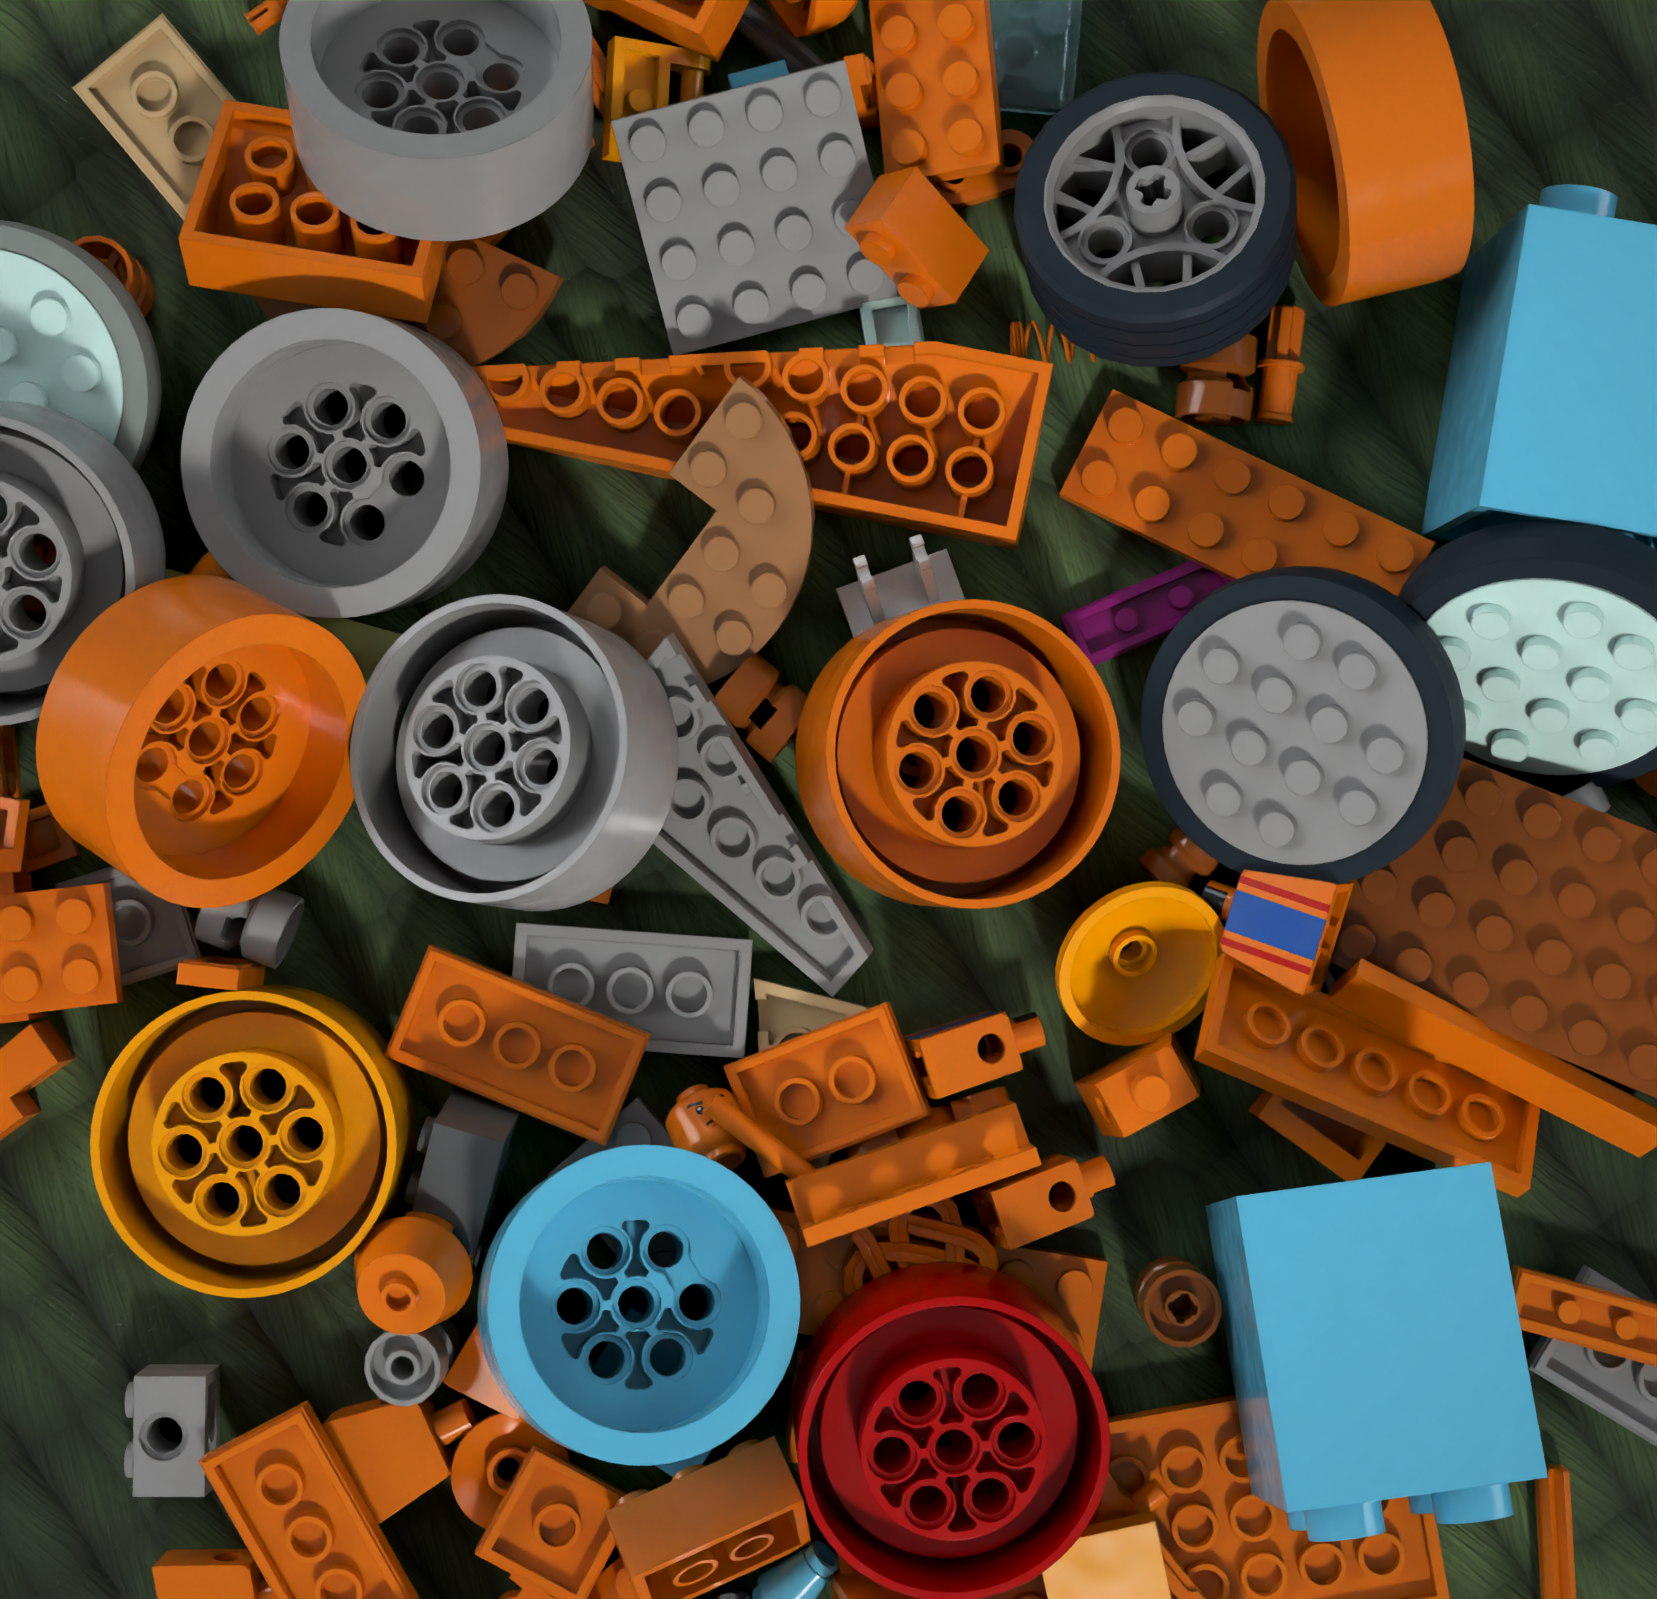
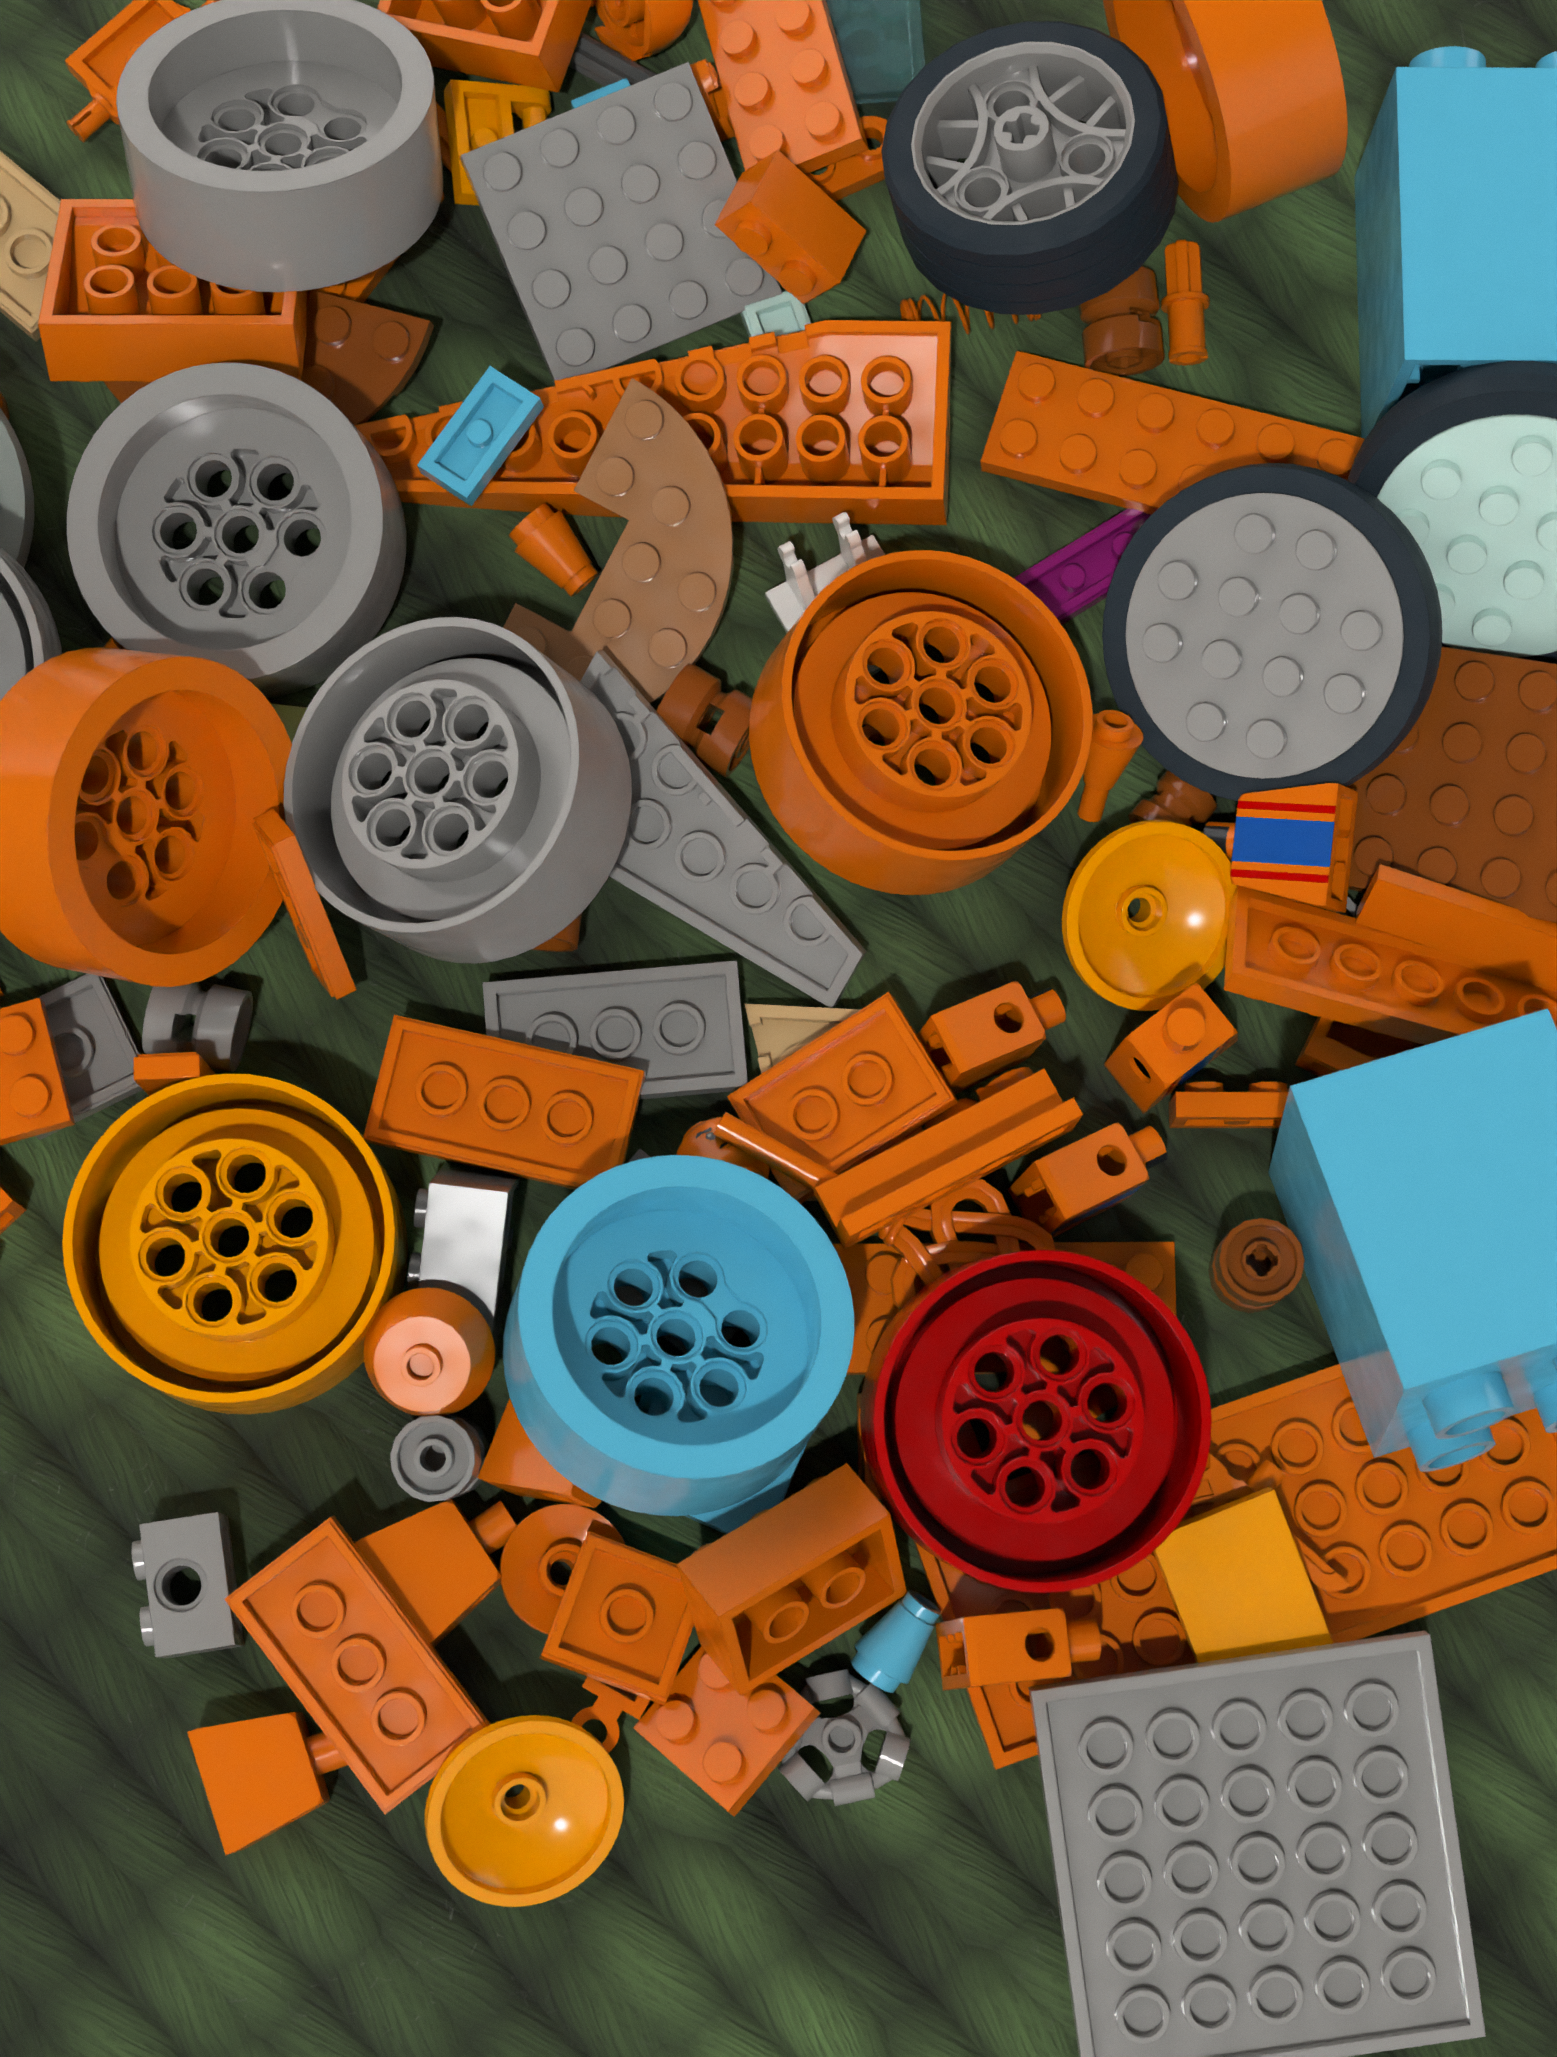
camera: 10 degrees left, 10 degrees down
(354, 830) = (303, 904): none -> orange tile
(589, 402) = (480, 435): none -> medium azure plate
(645, 516) = (553, 549): none -> orange cone
(1135, 800) = (1112, 747): none -> orange cone
(1211, 1152) = (1209, 1107): none -> orange plate

